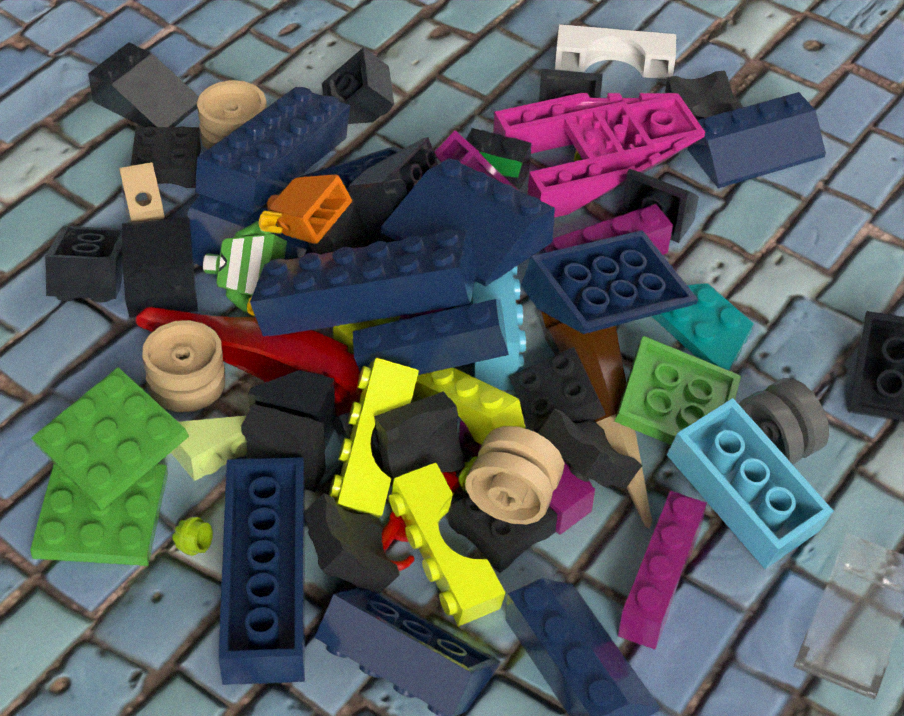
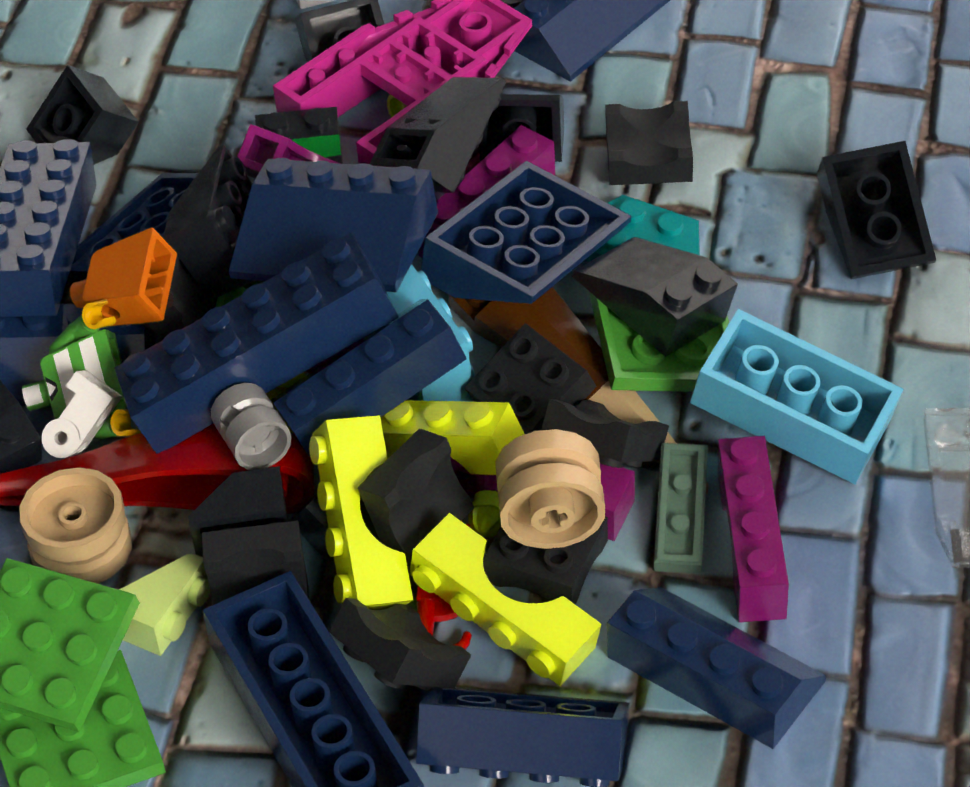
camera: 20 degrees left, 0 degrees up
(193, 536) = (202, 715): lime plate -> none
(230, 290) = (82, 416): none -> white leg
(330, 342) = (250, 426): none -> light grey wheel
(587, 187) = (442, 130): none -> black slope
(619, 531) = (681, 508): none -> sand green tile
(687, 363) = (660, 291): none -> black slope
(746, 253) = (649, 144): none -> black brick
(789, 418) = (805, 304): dark grey wheel -> none

